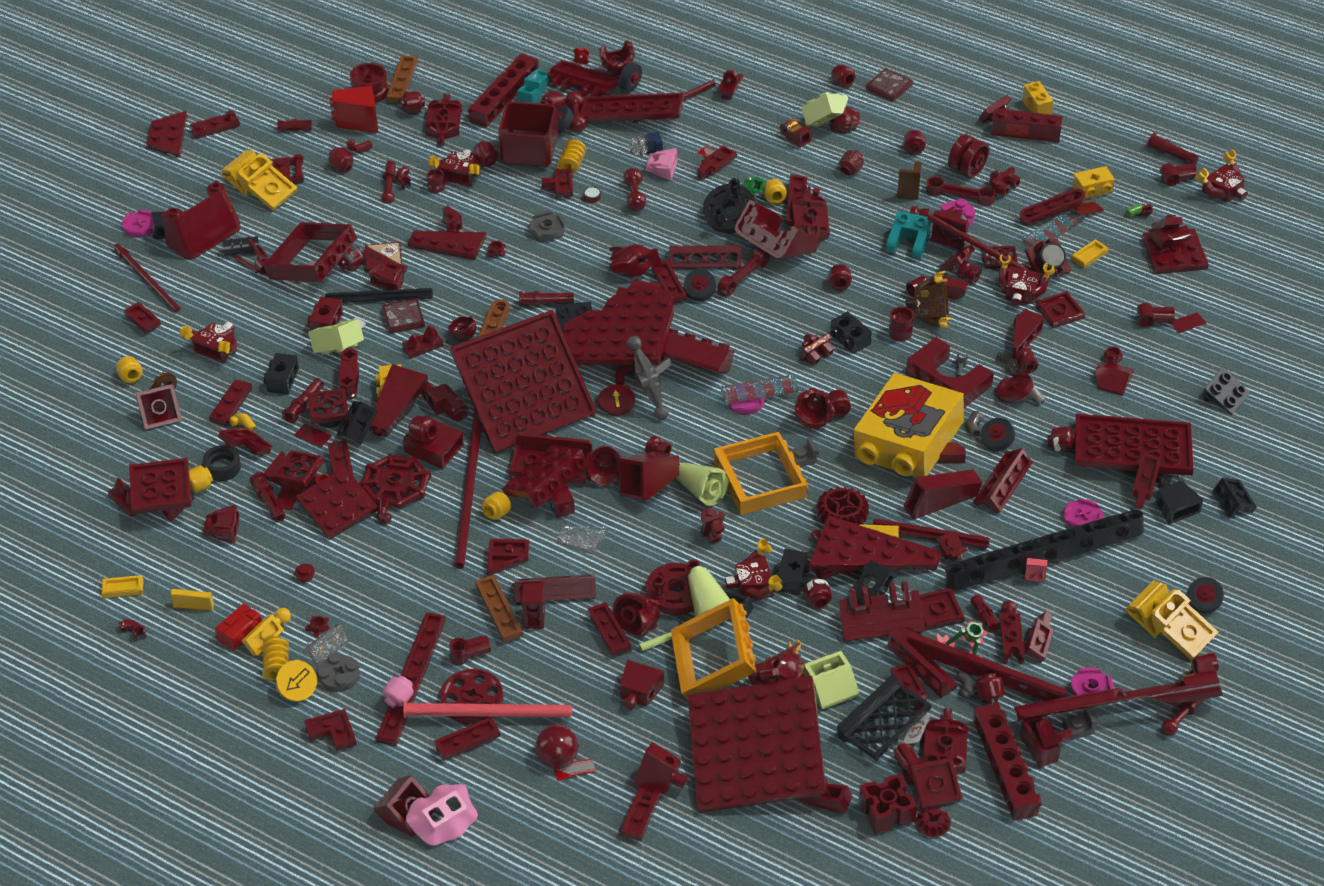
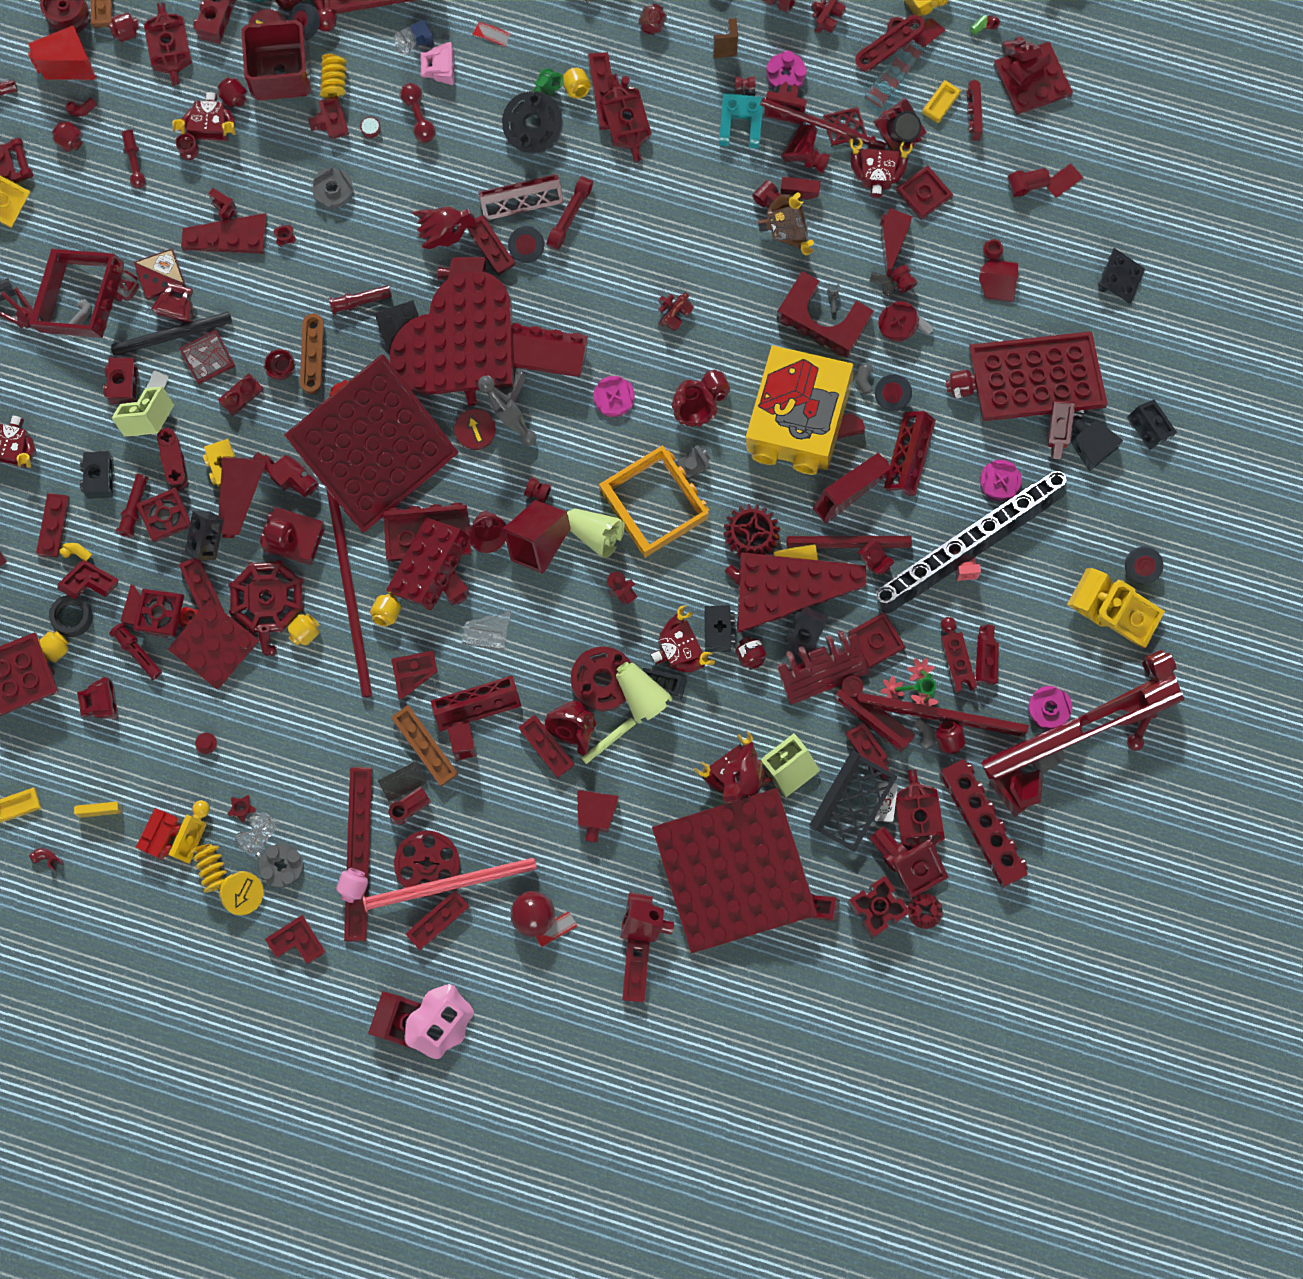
camera: 15 degrees left, 30 degrees up
(286, 499) = (155, 646): dark red sticker -> none
(313, 435) = (158, 551): dark red sticker -> none
(402, 178) = (143, 141): dark red arm -> none
(419, 506) = (303, 629): none -> yellow head
(470, 627) = (402, 781): none -> clear smoke slope
(716, 161) = (499, 47): dark red hinge -> none
(727, 675) = (634, 771): light orange window -> none
(759, 389) = (627, 383): clear light blue tile -> none
(761, 228) = (587, 159): dark red windscreen -> none
(840, 277) = (677, 199): dark red head -> none
(850, 332) = (710, 275): black brick -> none
(901, 323) = (759, 256): dark red wheel -> none
(960, 191) = (782, 36): dark red piece -> none
(984, 613) = (925, 637): dark red pin -> none
(1117, 259) = (974, 109): none -> dark red plate

